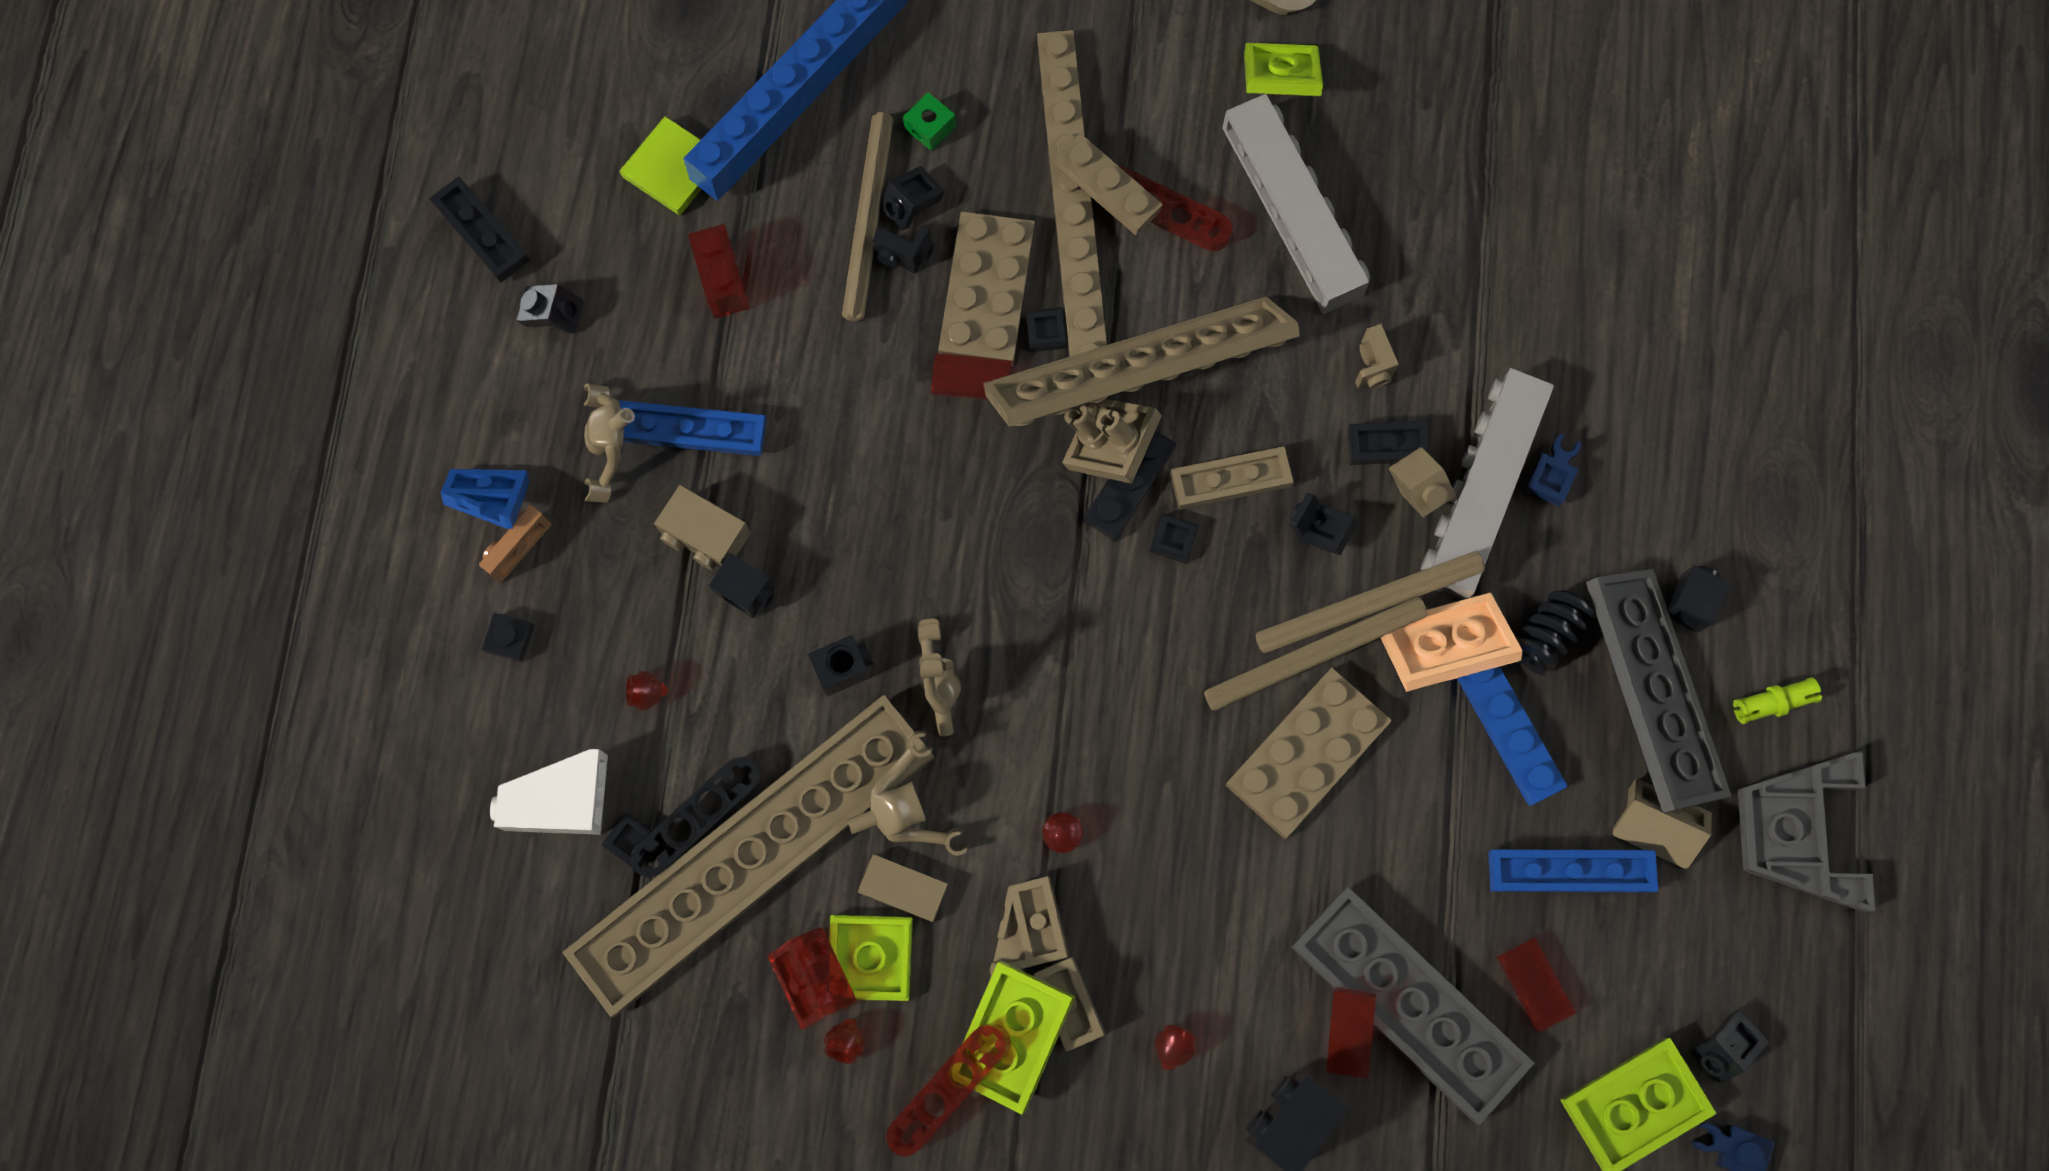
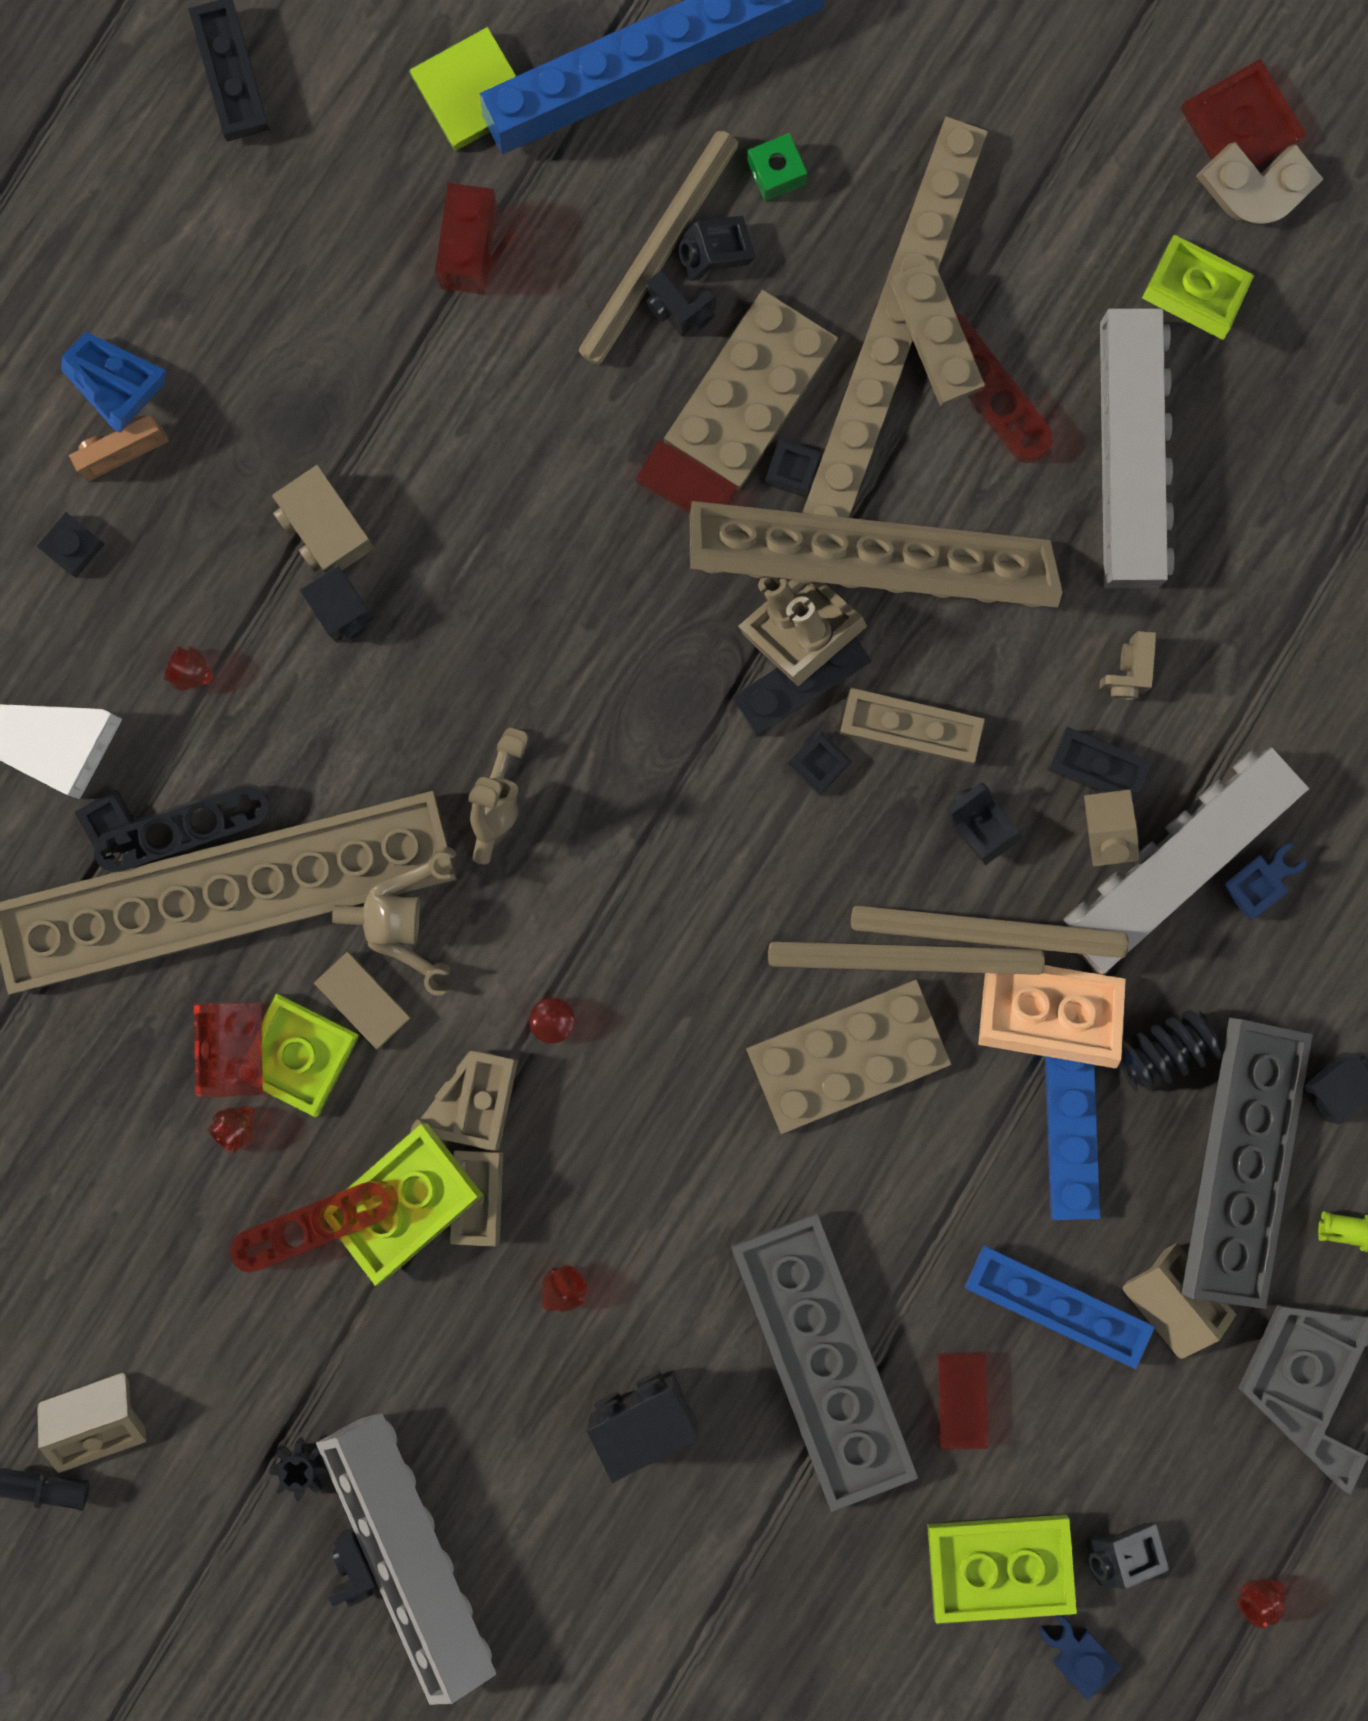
camera: 25 degrees right, 10 degrees up
(550, 307) = (267, 196): black bracket -> none
(604, 437) = (261, 372): dark tan piece -> none
(695, 428) = (356, 401): blue plate -> none
(824, 659) = (383, 731): black brick -> none
(1351, 1032) = (747, 1361): clear red tile -> none
(1854, 1033) = (1262, 1602): none -> clear red plate

